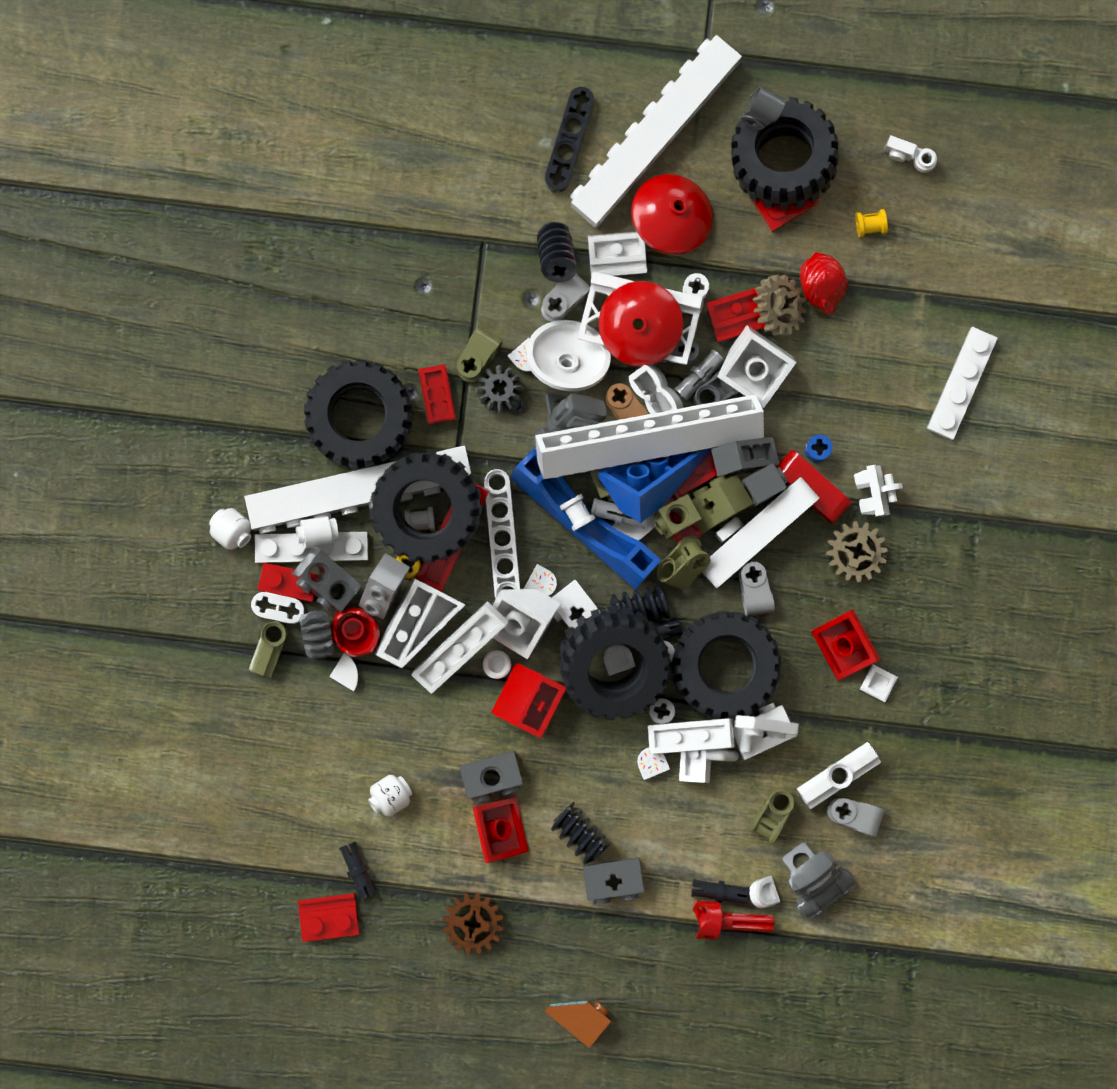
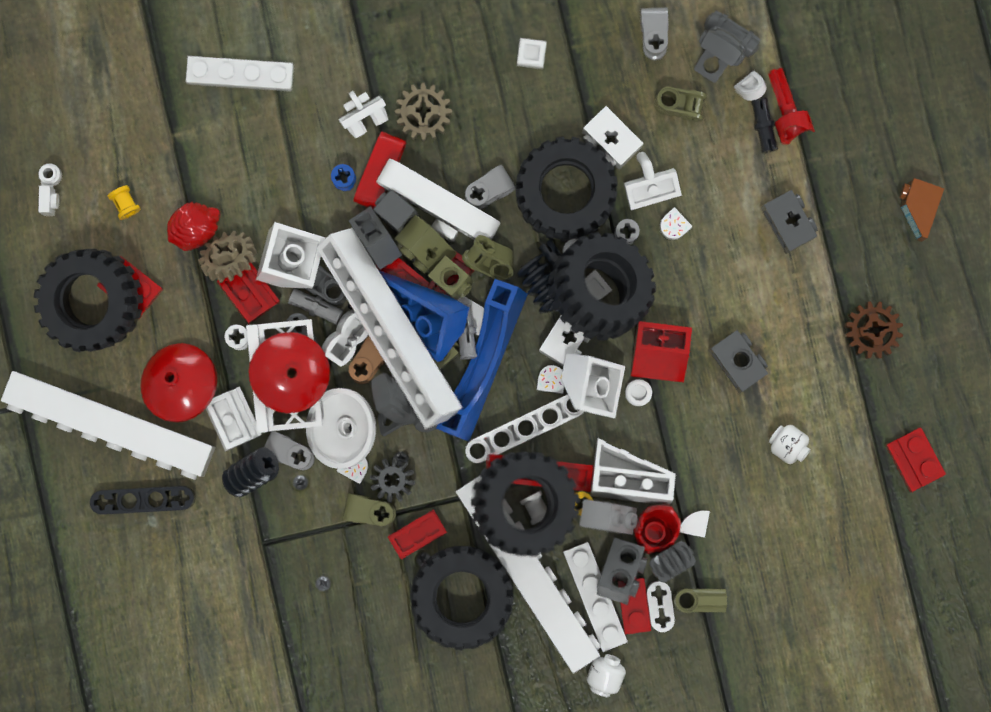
camera: 110 degrees left, 0 degrees up
(317, 532) = (581, 595): white brick -> none
(357, 870) = (865, 448): black pin -> none
(459, 647) = (637, 429): white plate -> none
(500, 829) = (783, 336): red slope -> none
(577, 512) = (479, 368): white bush -> none
(580, 834) = (760, 264): black piece -> none
(691, 736) = (640, 197): white plate -> none
(757, 726) = (613, 140): white plate -> none
(763, 108) = (55, 330): dark grey piece -> none
(845, 645) = (508, 92): red slope -> none
(853, 764) = (612, 47): white piece -> none

